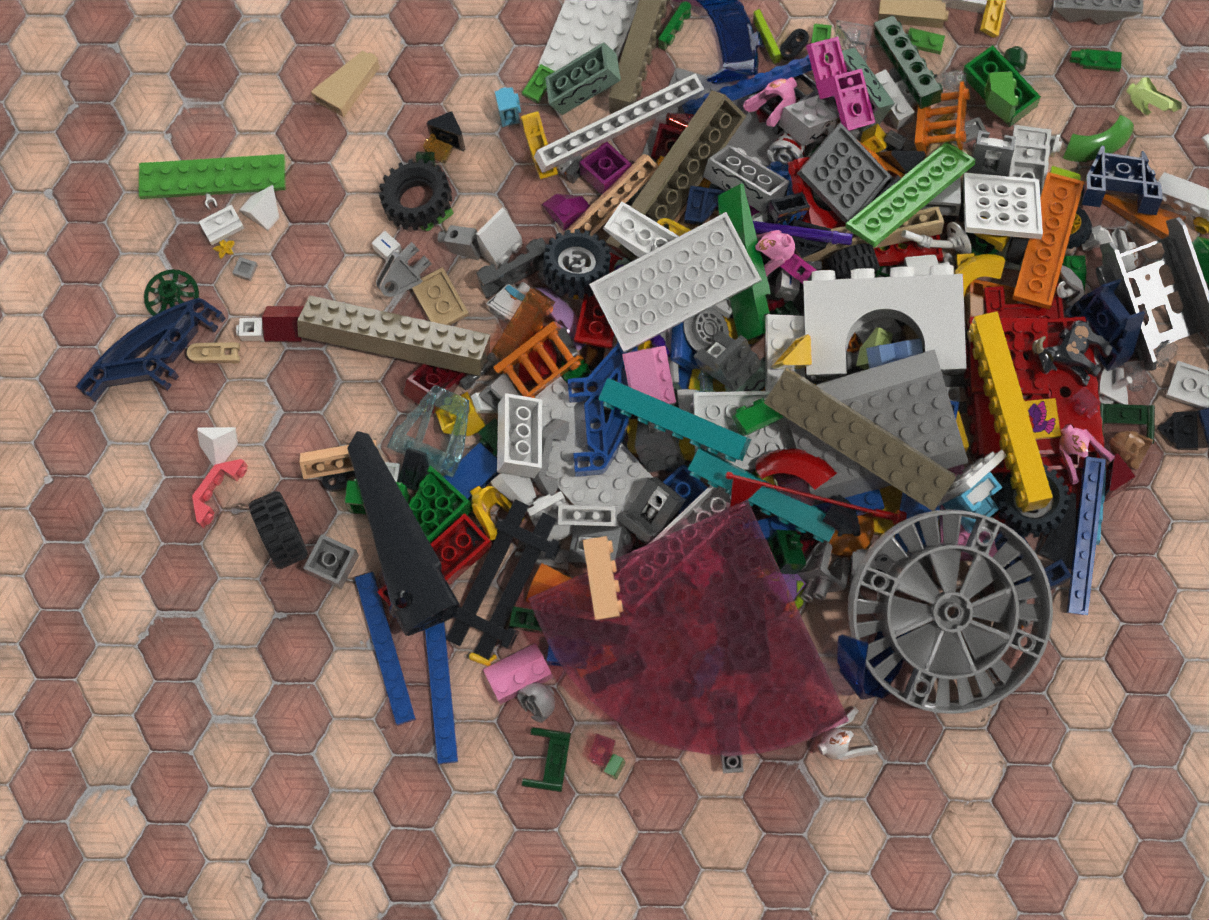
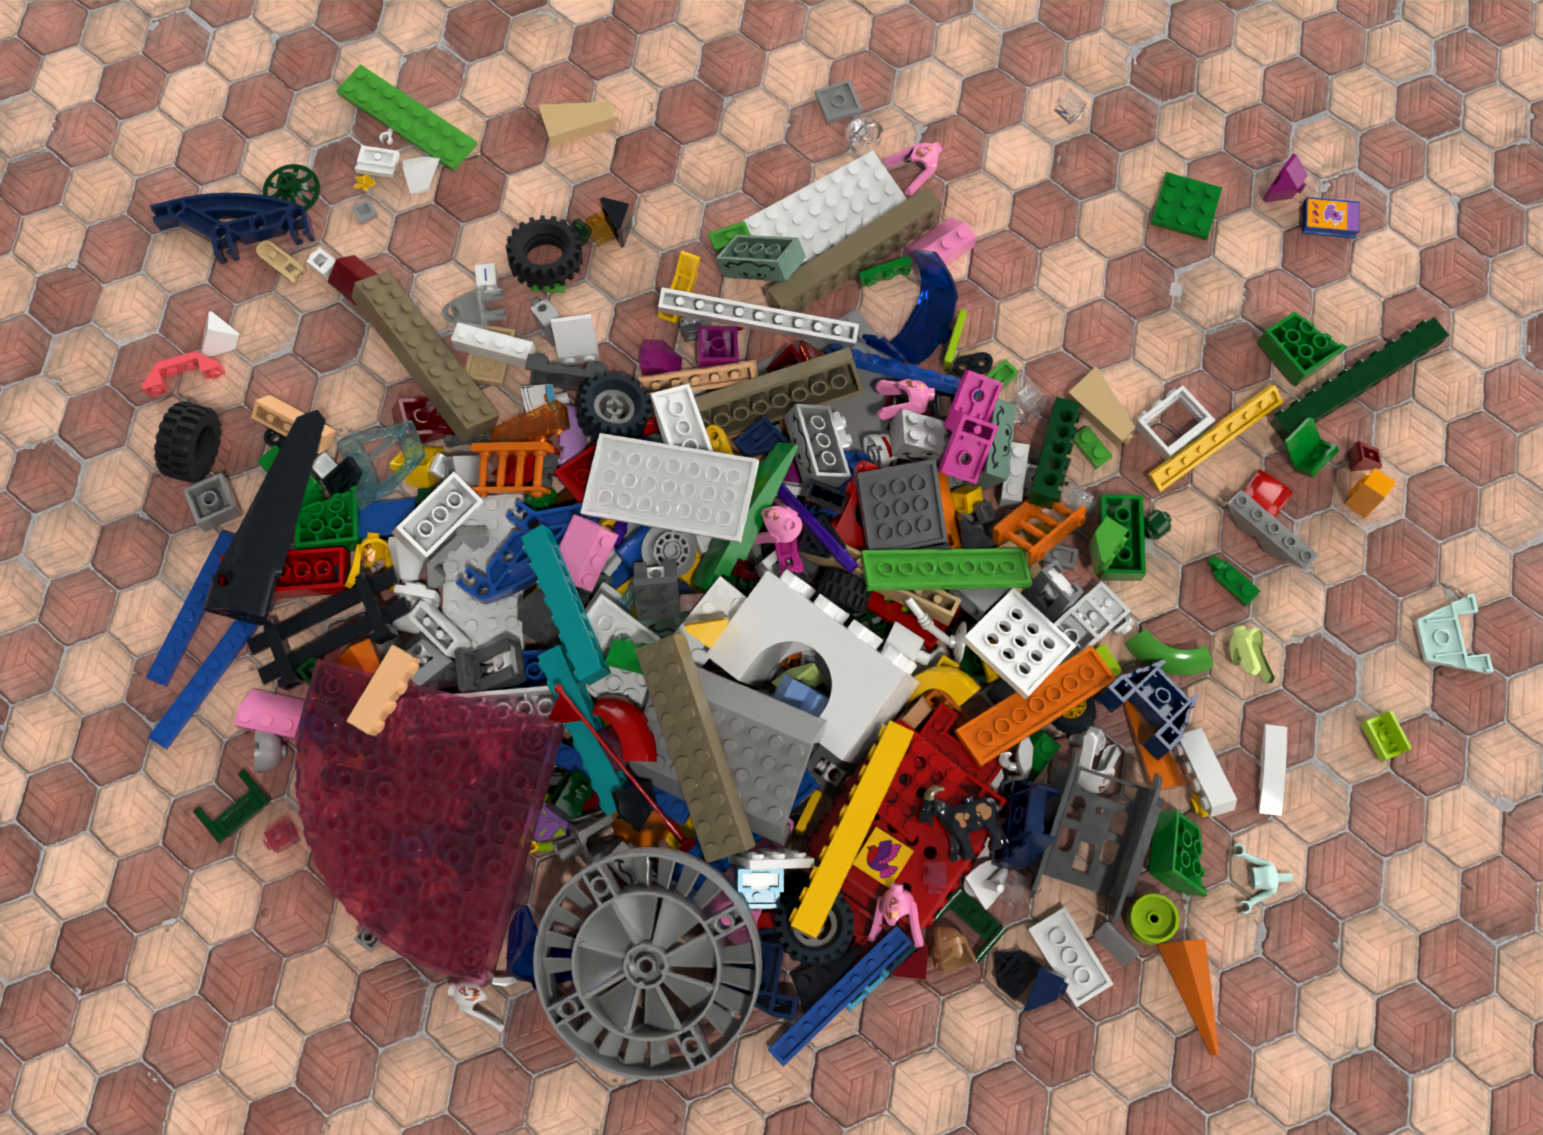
camera: 35 degrees right, 0 degrees up
(441, 288) = (492, 345): none -> white brick
(479, 659) = (258, 681): yellow piece -> none
(508, 106) = (683, 234): medium azure brick -> none
(615, 766) = (278, 859): green slope -> none
(1165, 353) = (1058, 890): clear brick -> none

